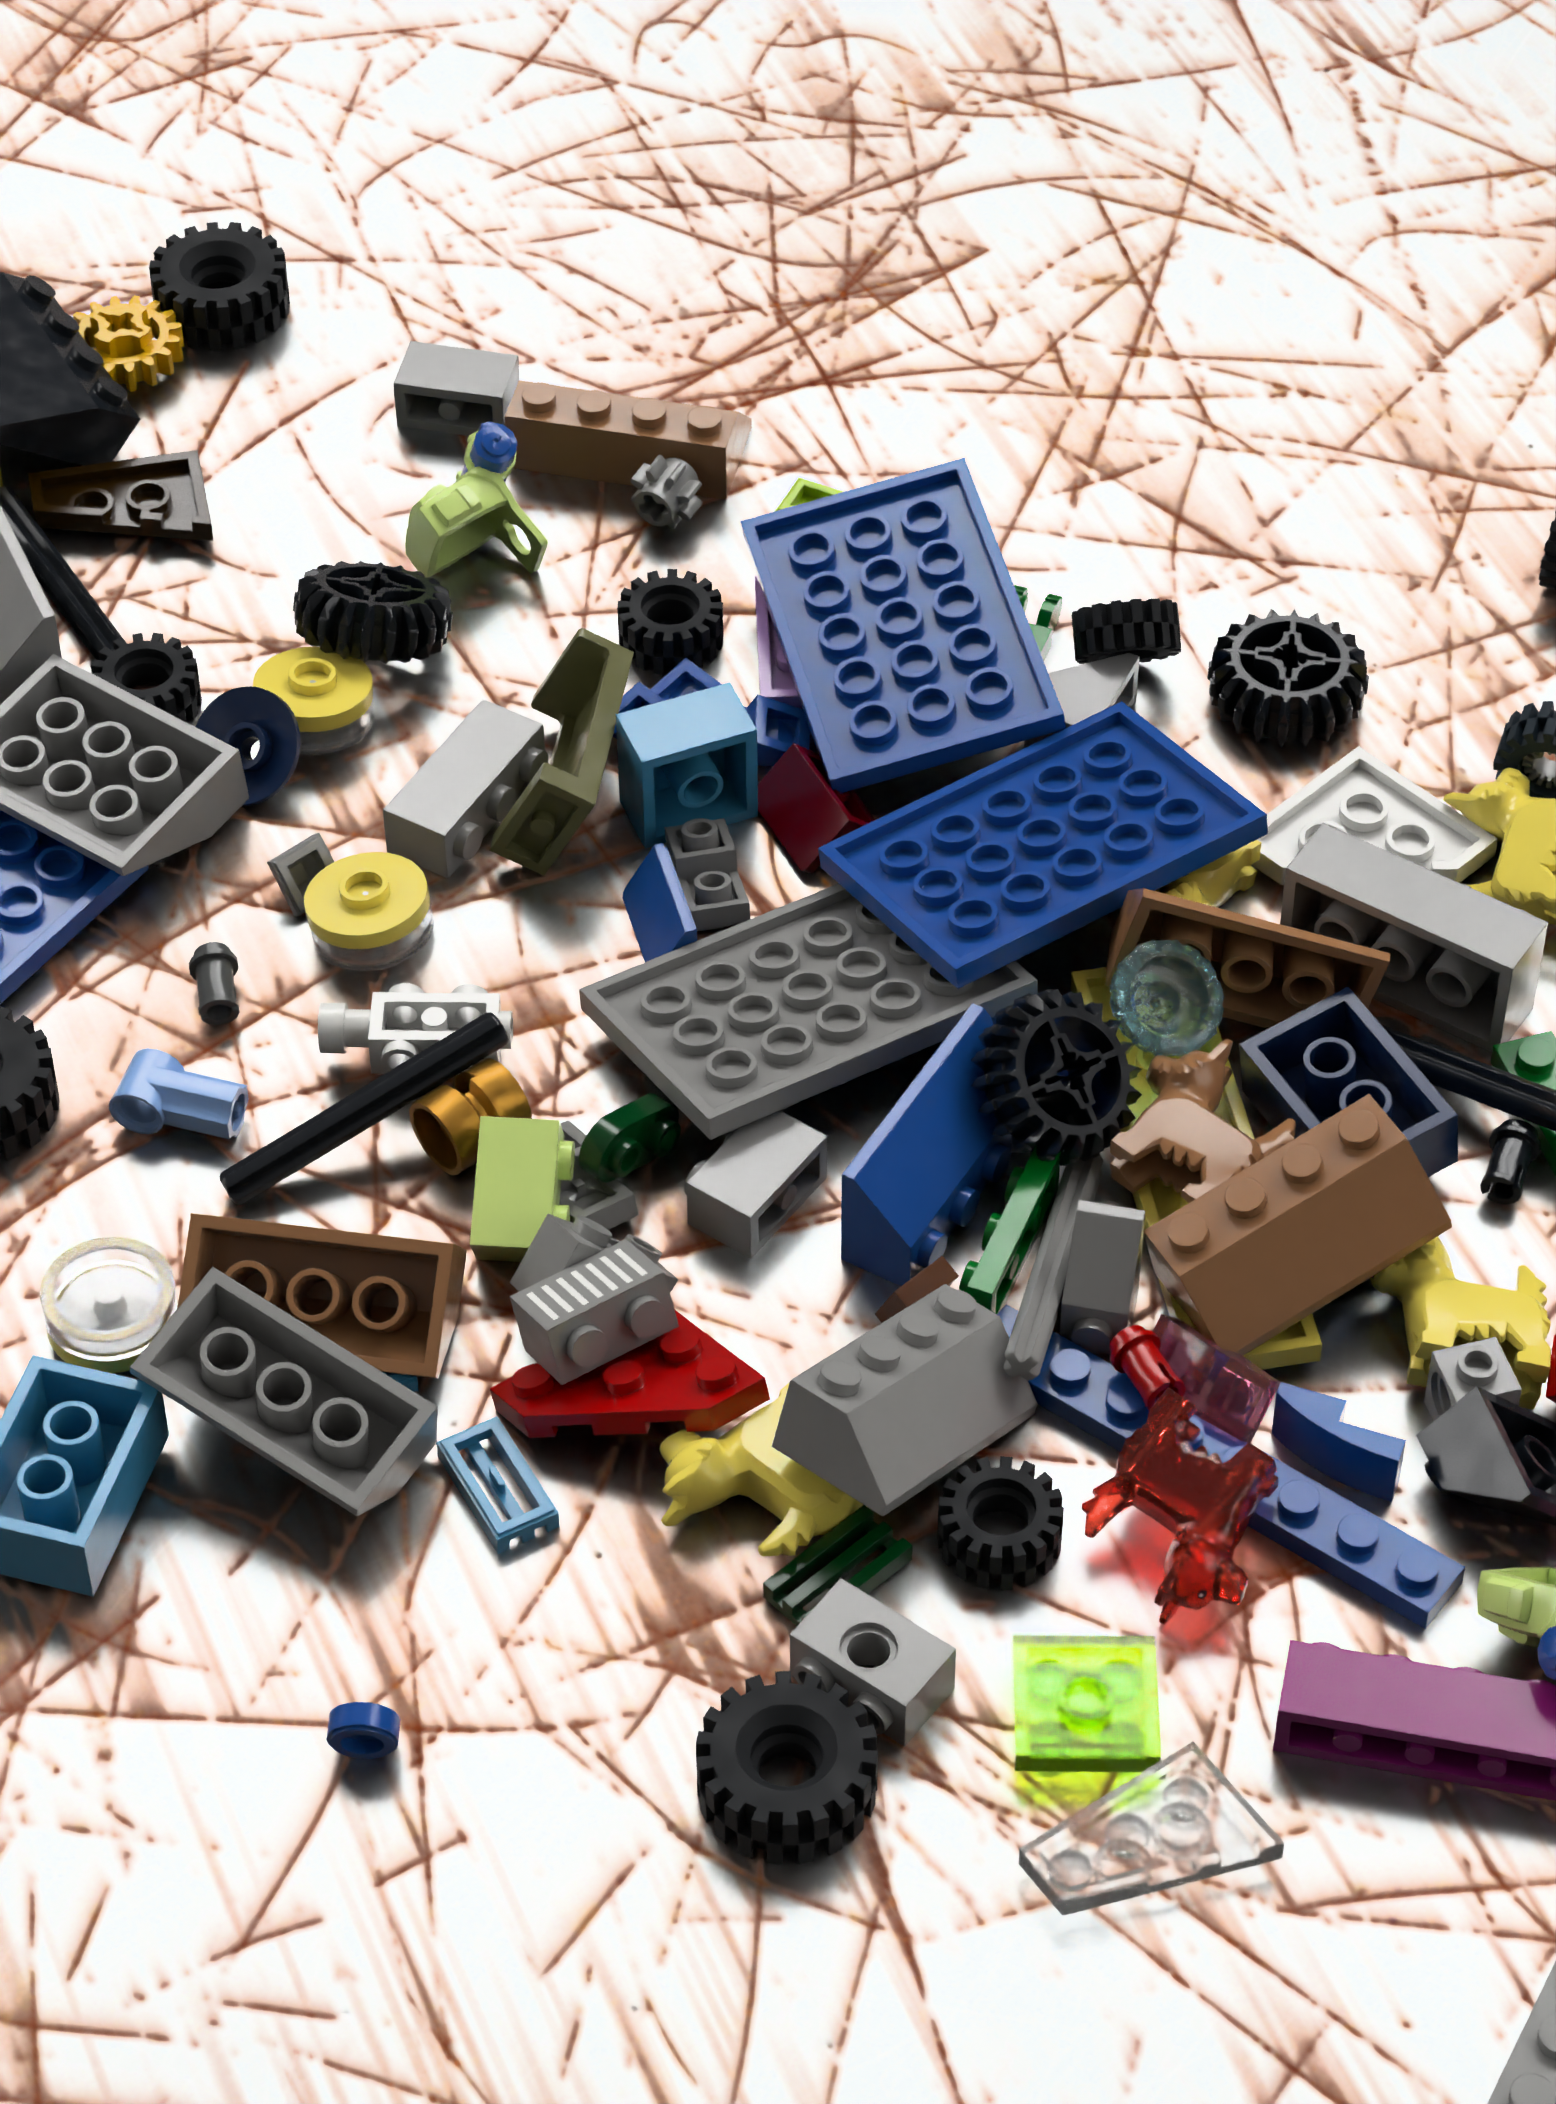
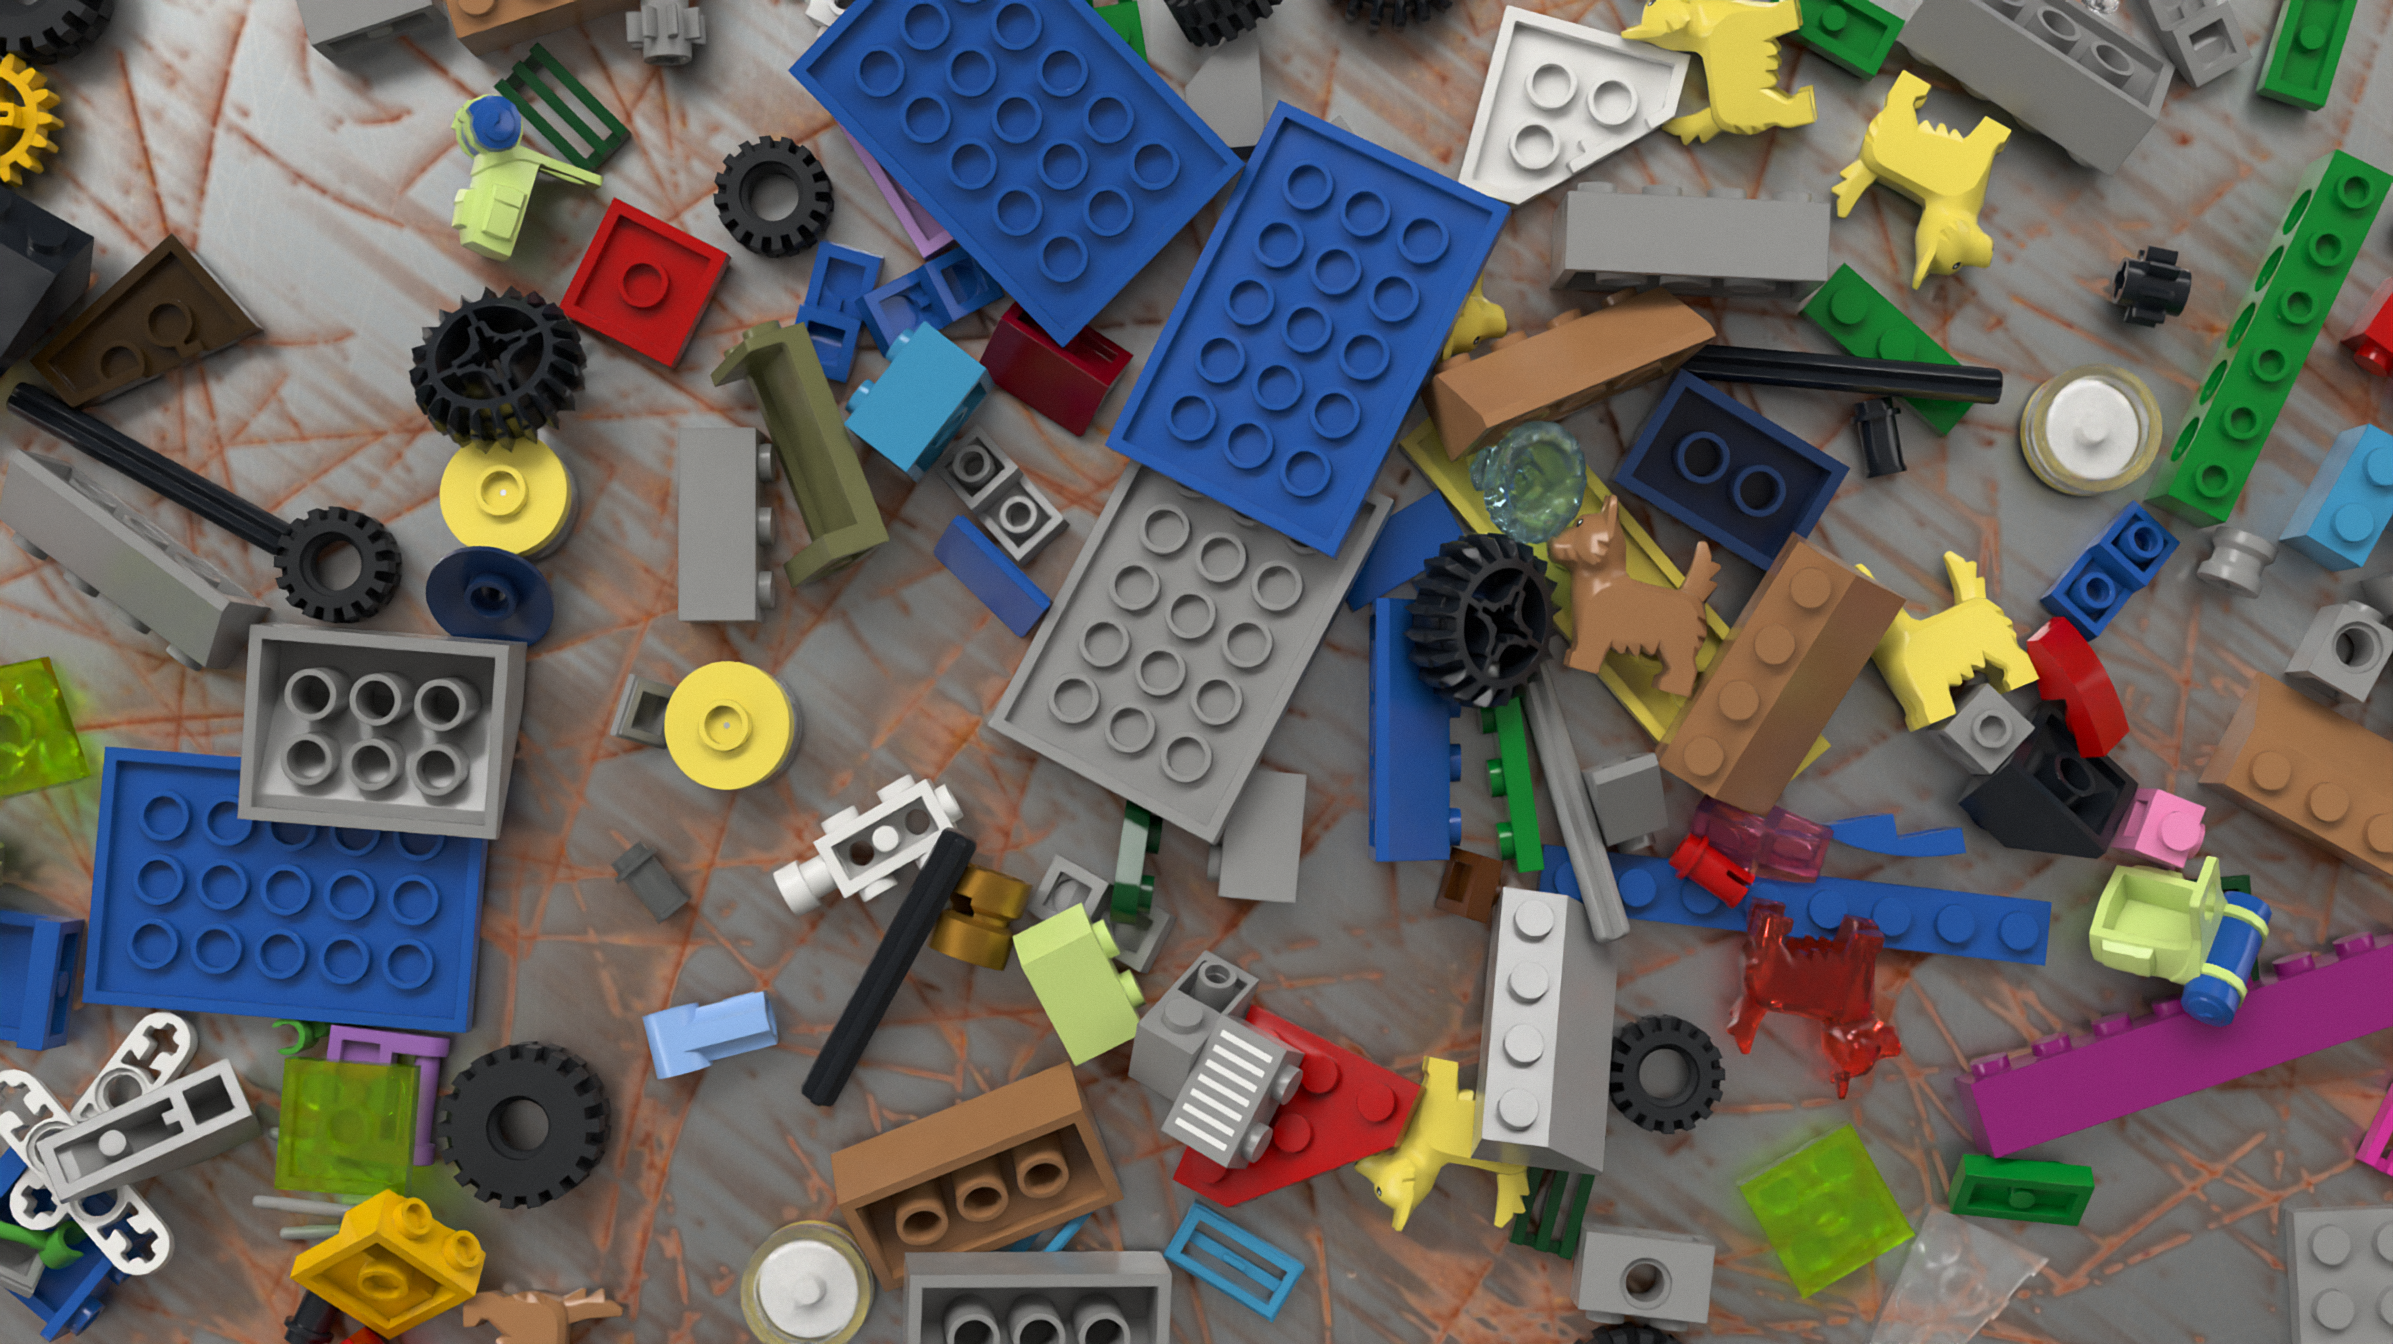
camera: 30 degrees left, 40 degrees up
(521, 626) = (644, 283): none -> red plate
(540, 488) = (525, 72): none -> dark green tile
(1292, 1777) = (2020, 1190): none -> green plate

